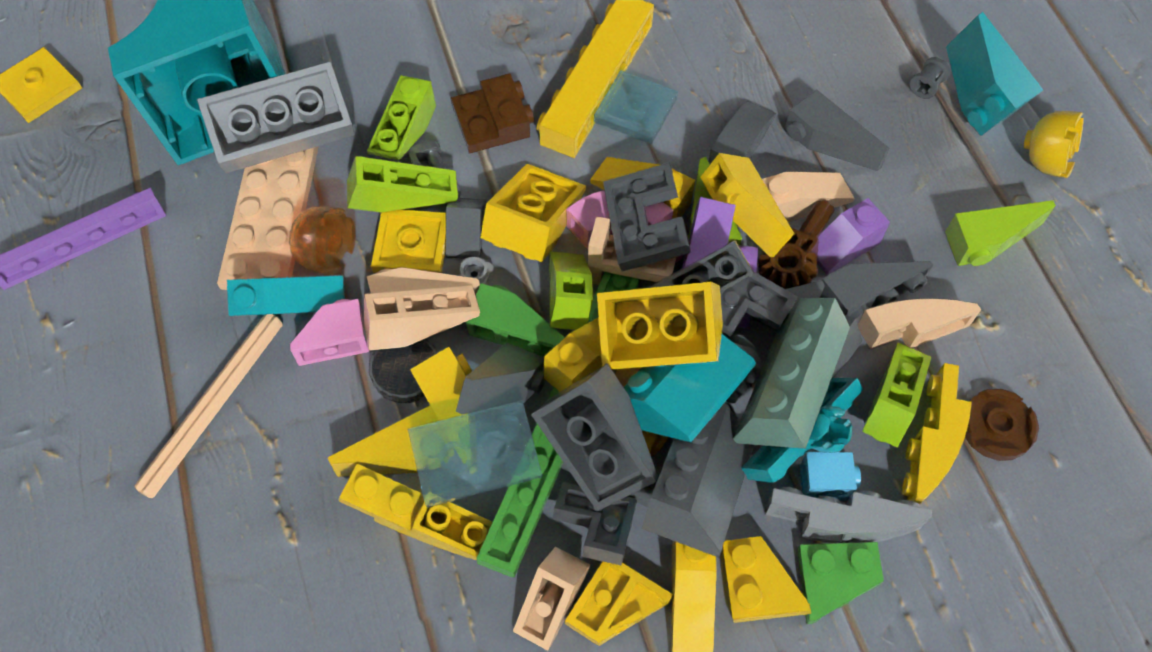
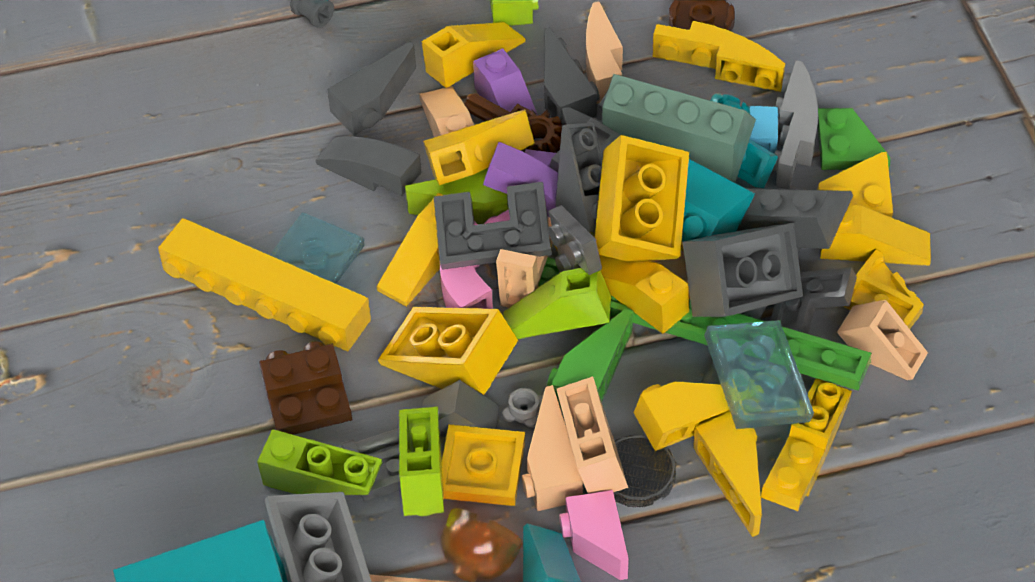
camera: 85 degrees left, 10 degrees down
(502, 379) = (666, 358): dark grey slope -> none
(613, 273) = (574, 243): none -> flat silver plate
(897, 395) = (687, 72): lime slope -> none
(900, 201) = (453, 49): none -> yellow slope

